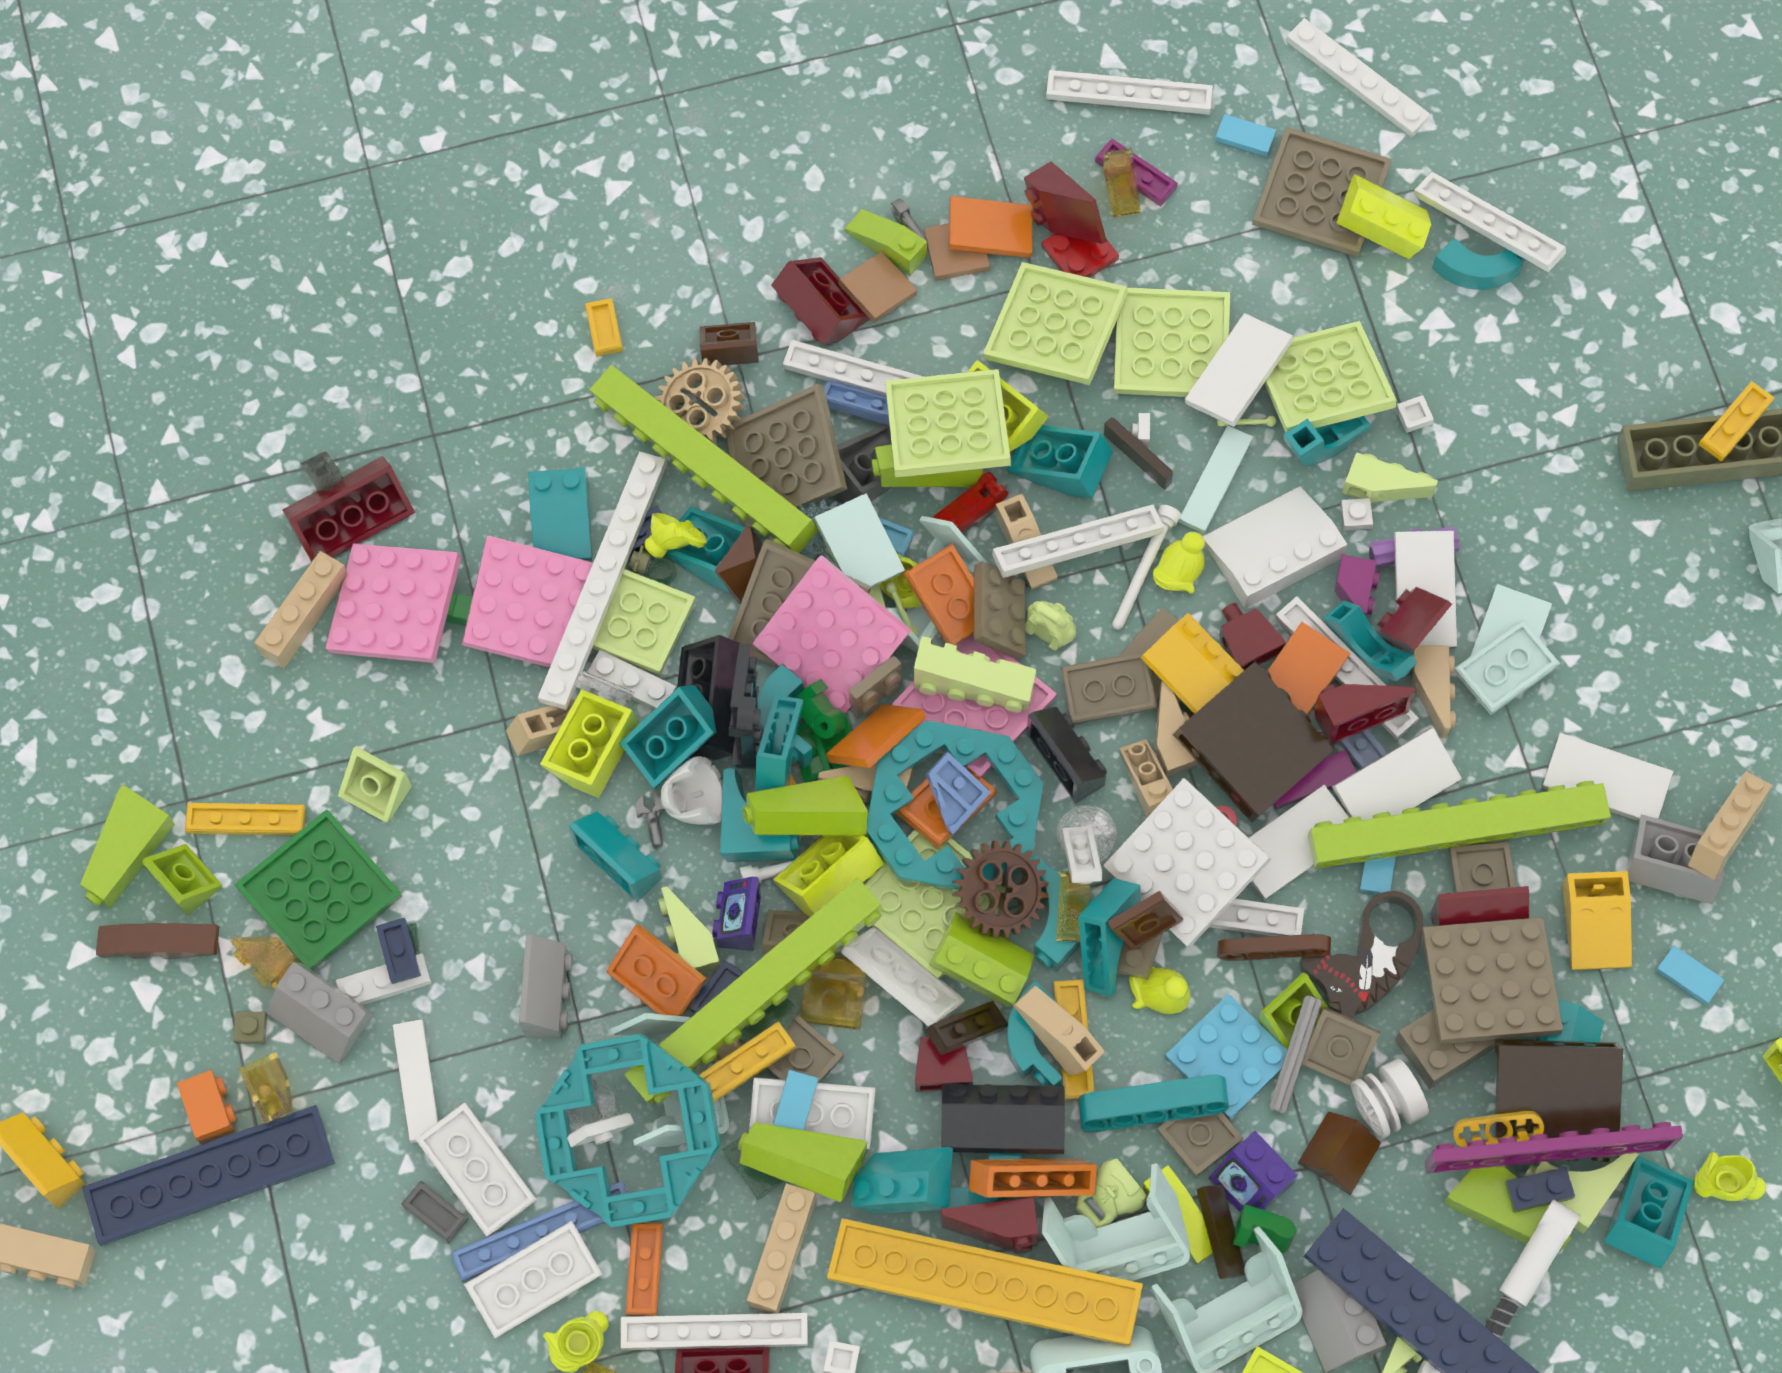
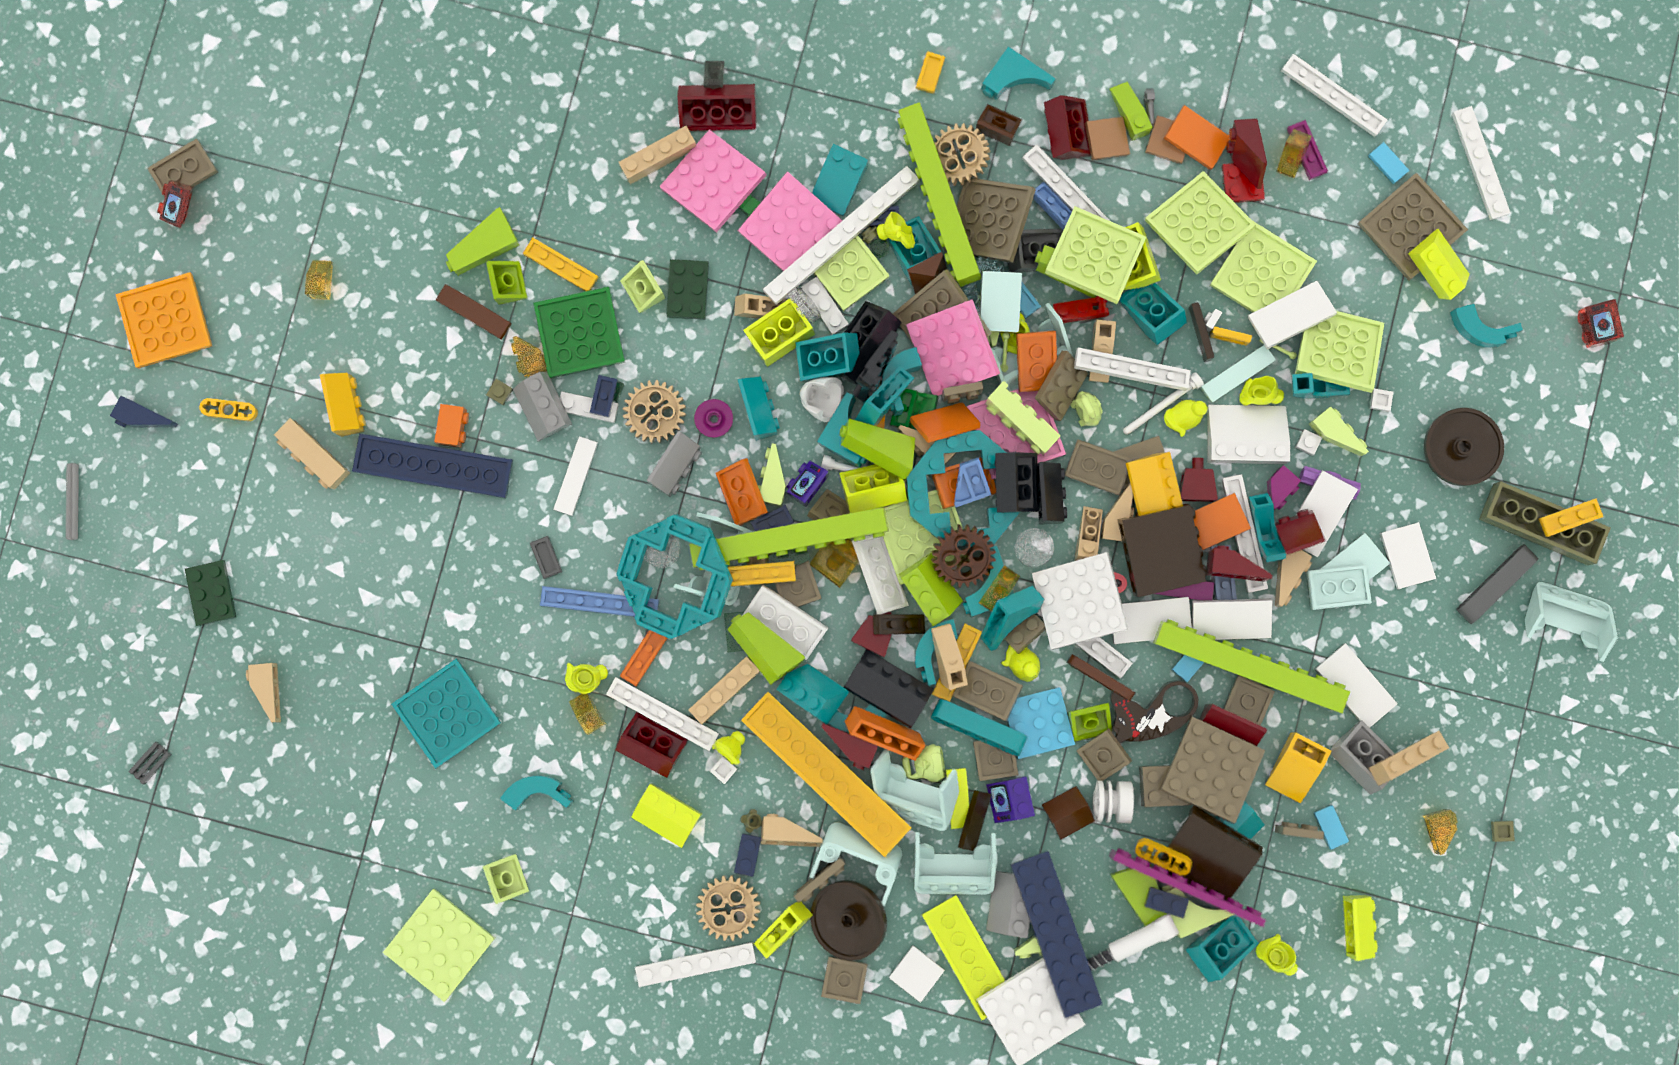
camera: 30 degrees right, 15 degrees up
(268, 1087) = (490, 434): clear yellow slope -> none
(435, 758) = (687, 289): none -> dark green plate
(476, 1170) = (581, 547): white tile -> none
(503, 944) = (643, 398): none -> tan gear
(533, 1279) = (579, 627): white tile -> none
(560, 888) = (712, 408): none -> magenta dish
(600, 1131) = (659, 568): white plate -> none
(652, 818) = (791, 396): flat silver bar -> none
(710, 268) = (1014, 70): none -> teal arch
(795, 1100) = (778, 612): medium azure tile -> none
(819, 712) = (921, 389): green leg -> none
(833, 1321) = (730, 746): none -> neon yellow hair
(1014, 757) = (1016, 482): none -> black slope
(1082, 854) = (1021, 562): white plate -> none
(1138, 1050) = (989, 691): none -> dark tan plate
(1146, 920) = (1034, 624): reddish brown tile -> none
(1178, 438) = (1230, 336): none -> yellow tile
(1258, 483) = (1261, 391): none -> neon yellow hair
(1276, 1227) = (1005, 837): green leg -> none
(1295, 1054) = (1076, 745): light grey axle -> none
(1490, 222) = (1502, 305): white plate -> none
(1552, 412) = (1464, 446): none -> dark brown dish
(1568, 583) = (1407, 555): none -> white tile
(1623, 180) = (1600, 324): none -> clear red slope
(1645, 1002) = (1292, 829): none -> dark tan plate
(1700, 555) = (1497, 584): none -> dark grey beam

